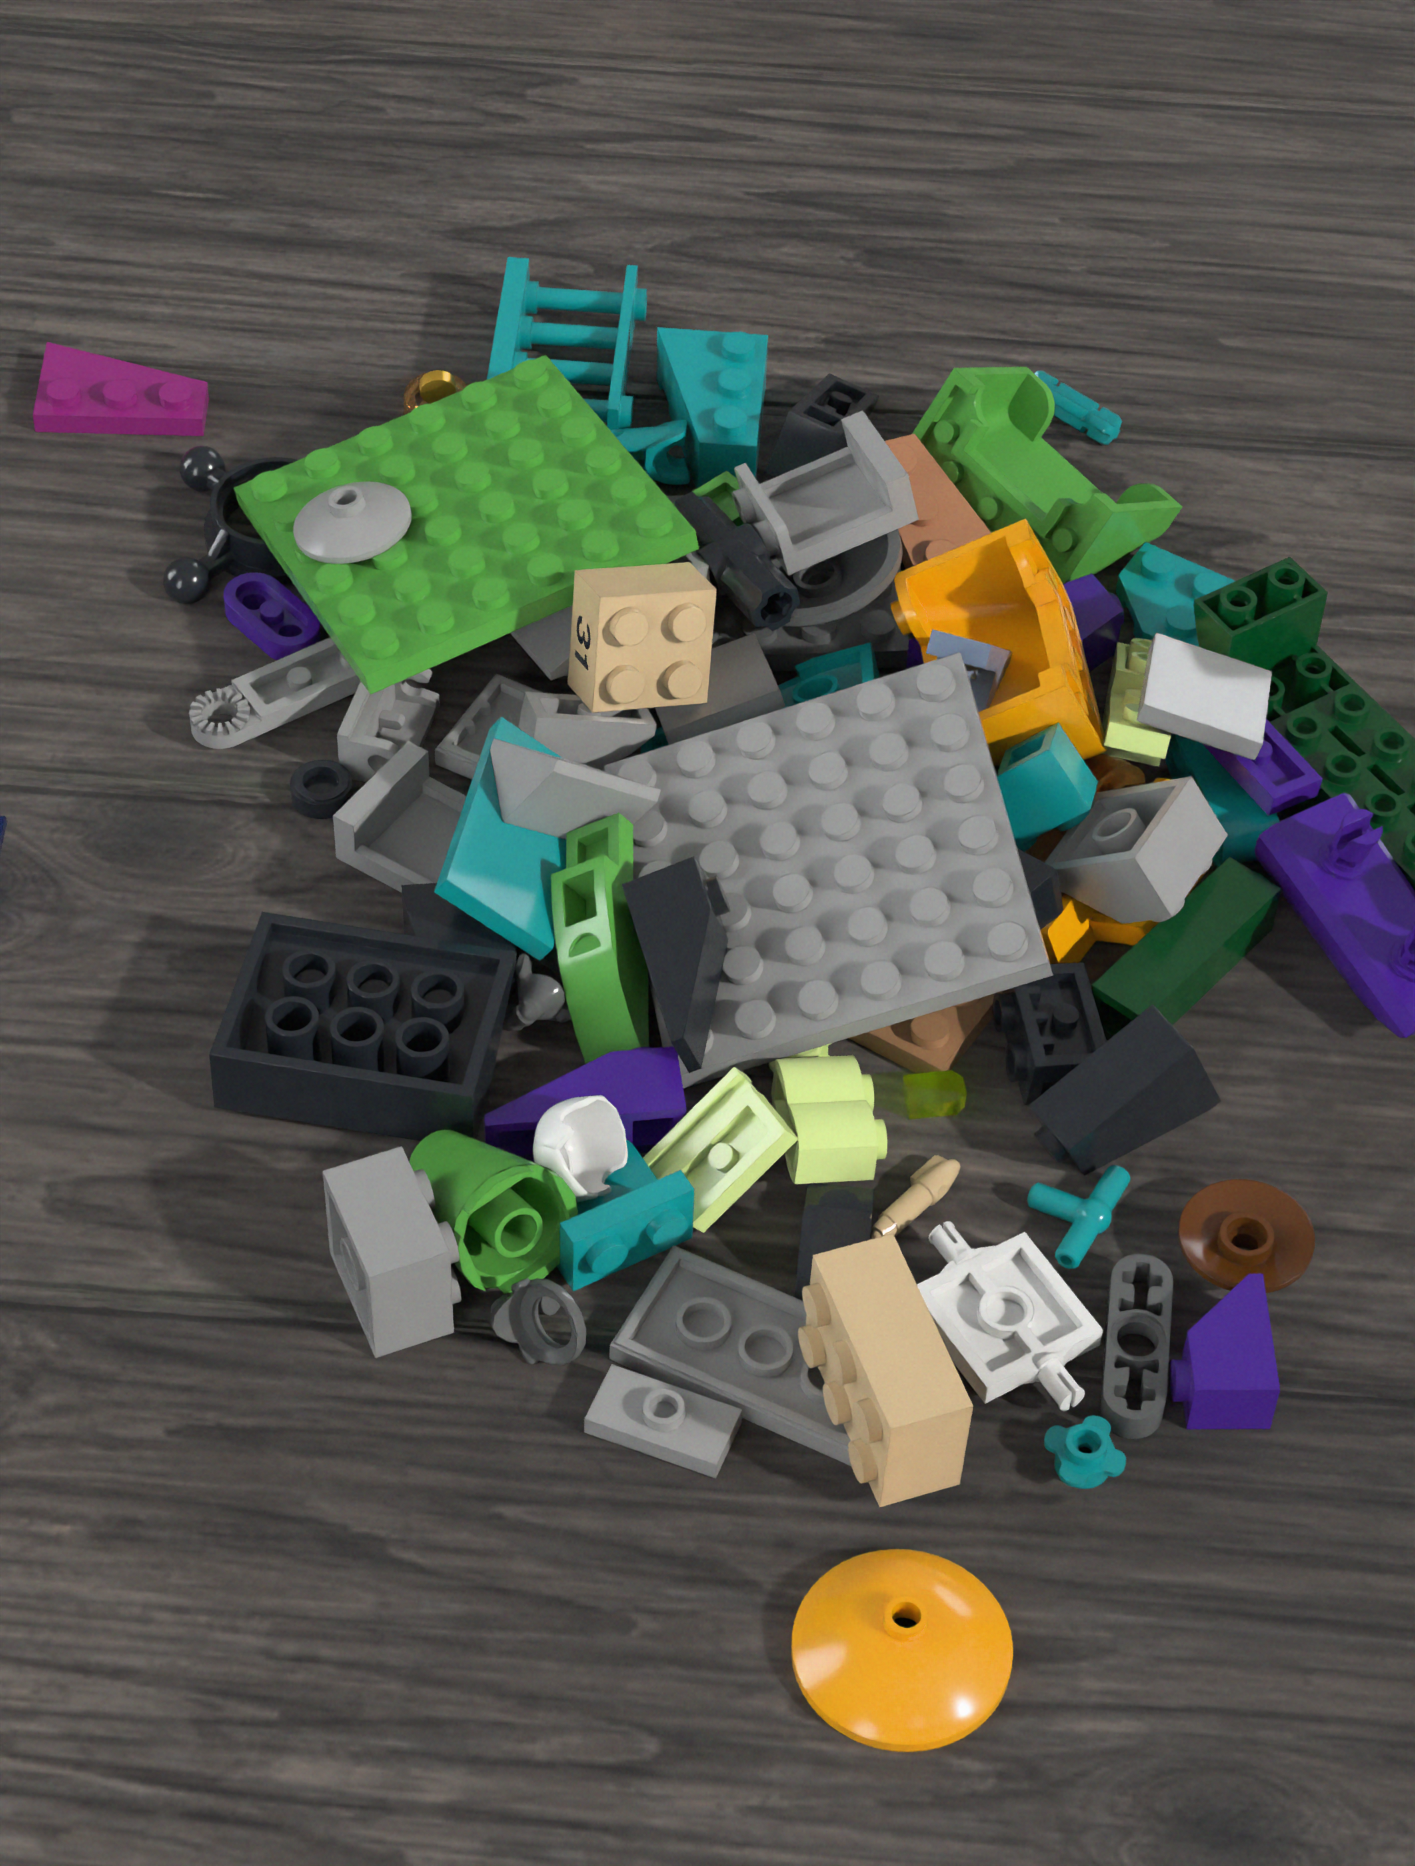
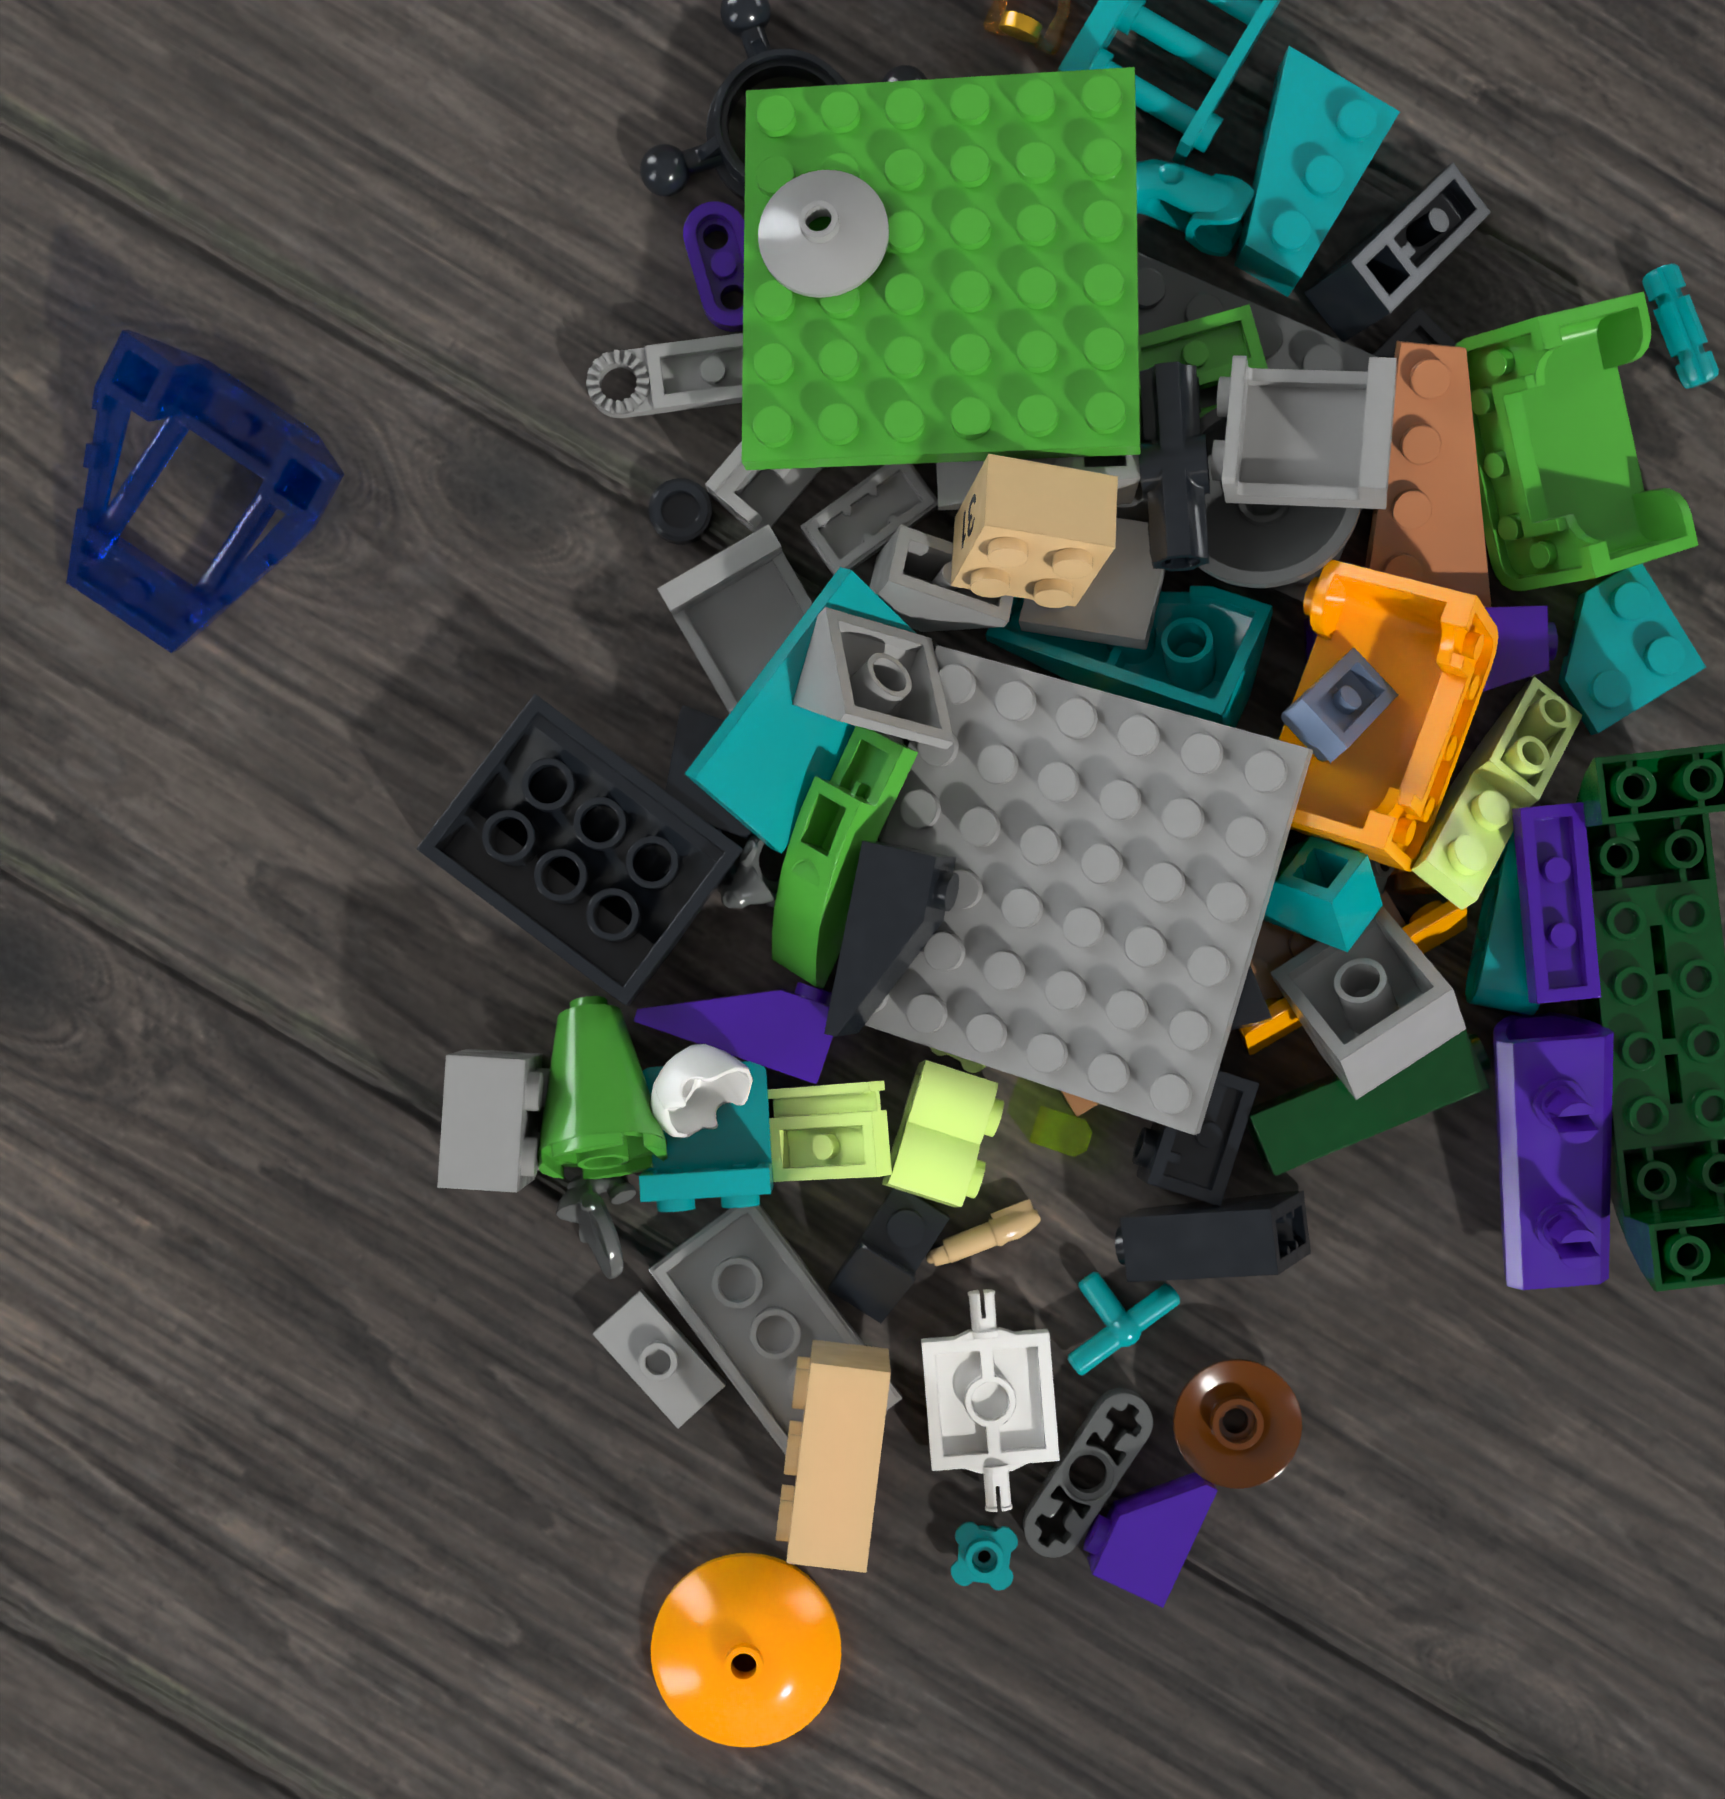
camera: 30 degrees right, 40 degrees up
(1205, 696) = (1539, 867): tile -> none

